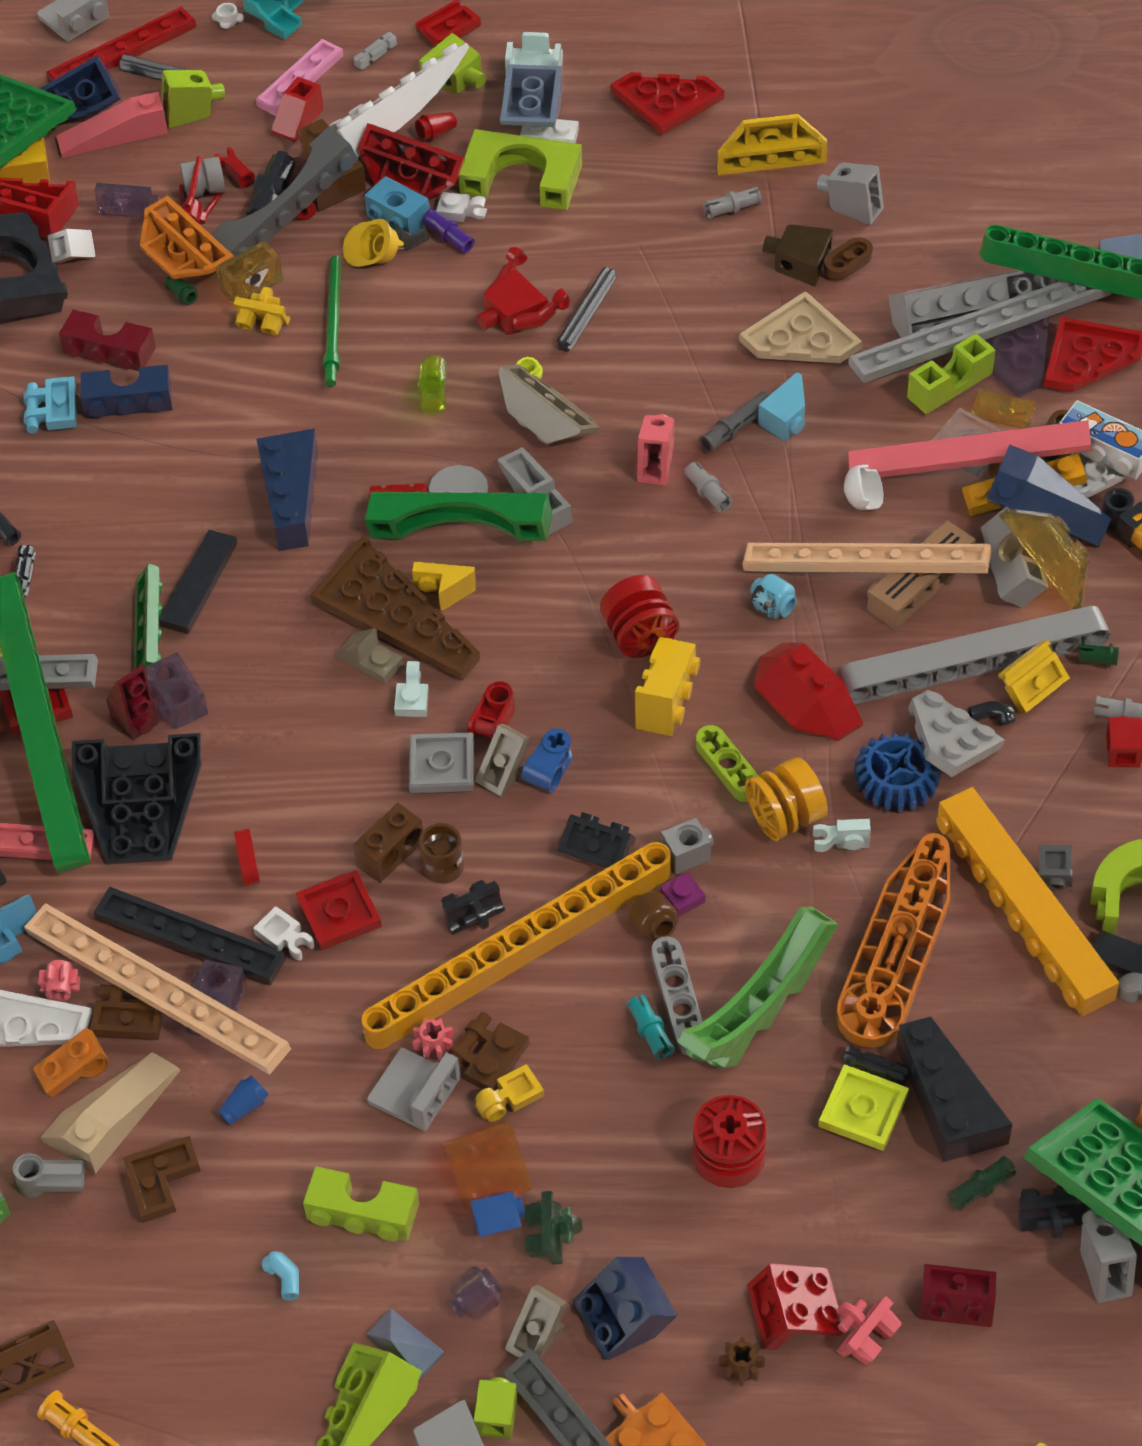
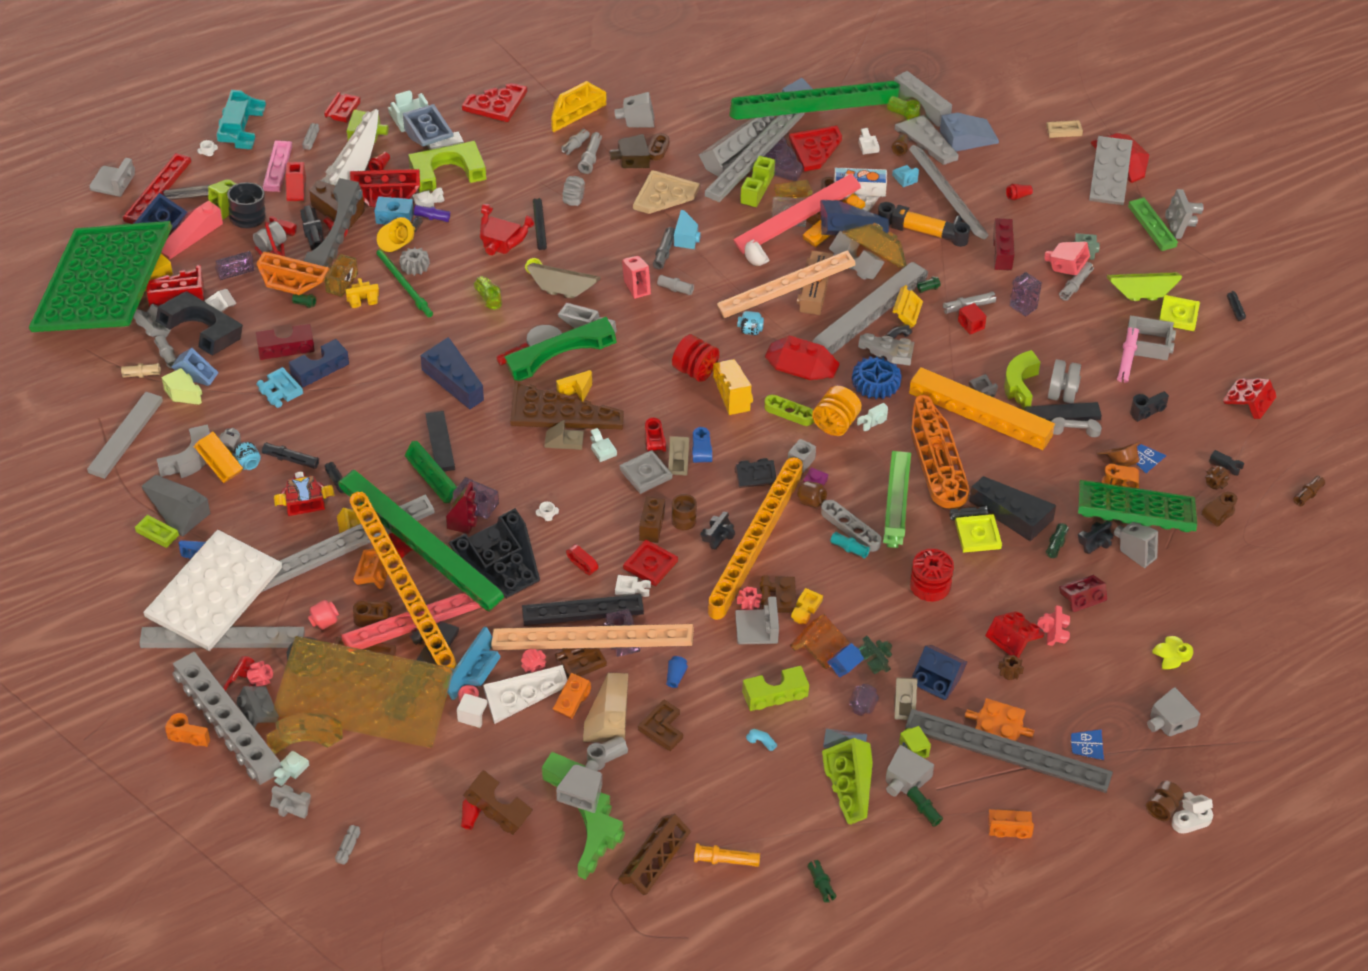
camera: 35 degrees left, 5 degrees down
(204, 118) = (246, 205): none -> black wheel
(259, 750) = (547, 510): none -> white plate
(367, 293) = (414, 261): none -> light grey gear
(665, 277) = (573, 190): none -> light grey gear
(733, 234) = (589, 157): none -> light grey pin

